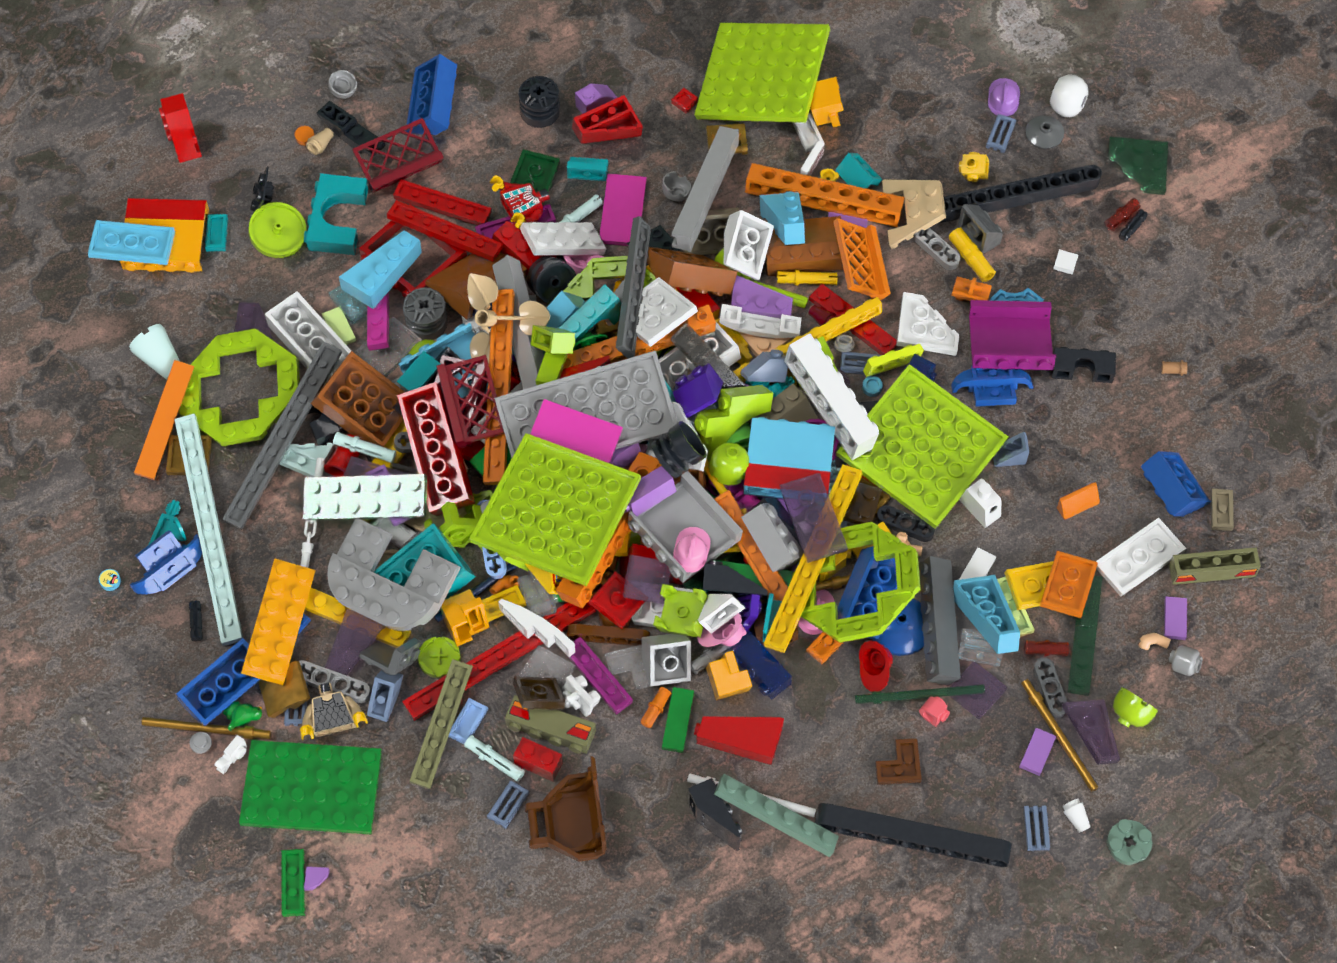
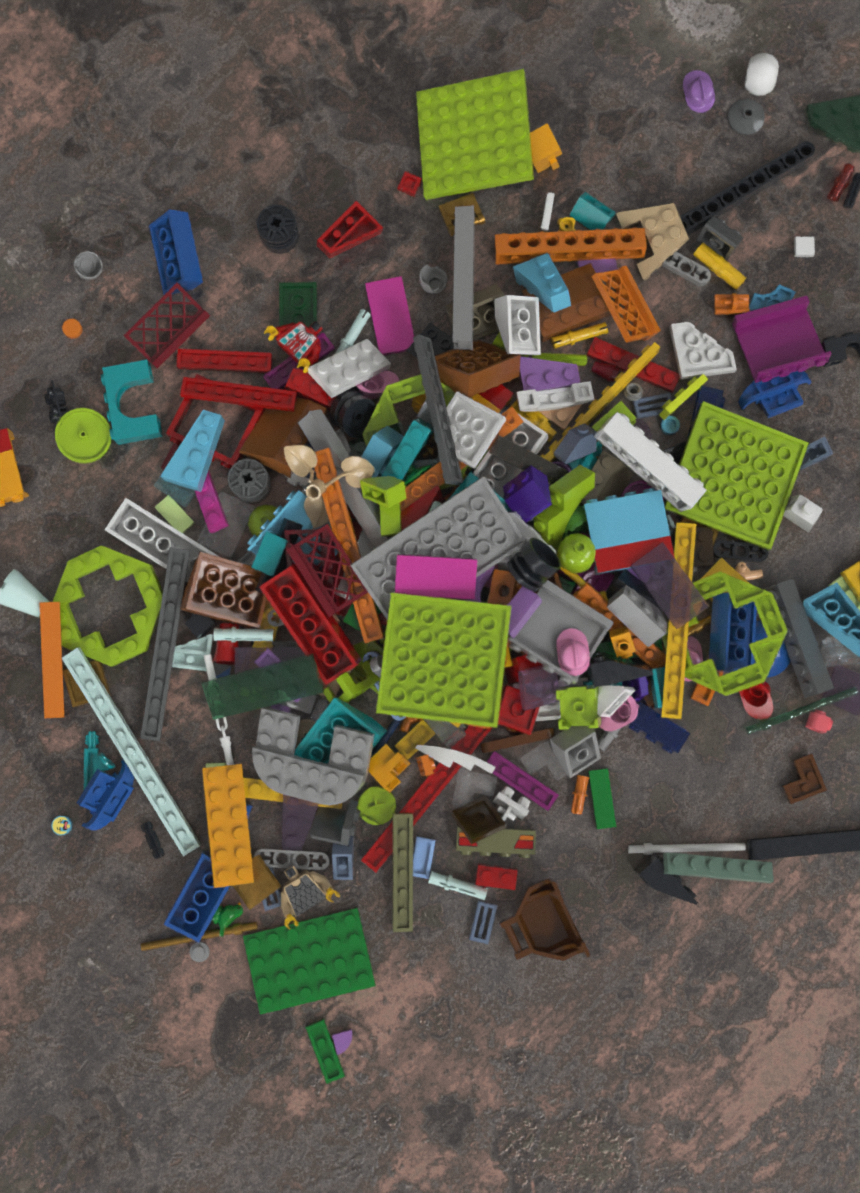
camera: 15 degrees left, 20 degrees up
(216, 232) = (28, 453): teal tile -> none
(234, 751) = (232, 952): white plate -> none
(251, 317) = (93, 534): clear purple wing -> none
(318, 142) = (88, 331): tan cone -> none
(347, 127) = (110, 310): black slope -> none
(503, 620) = (425, 765): none -> orange plate
(587, 168) = (344, 282): teal panel -> none
(593, 96) = (327, 208): medium lavender slope -> none
(726, 678) = (634, 752): light orange plate -> none
(742, 736) = (667, 797): red slope -> none
(751, 552) = (620, 636): none -> light orange brick
(808, 133) = (536, 188): white tile -> none
(974, 166) = (702, 170): yellow brick -> none
(979, 564) = (814, 575): white tile -> none
(997, 145) = (707, 145): sand blue tile -> none

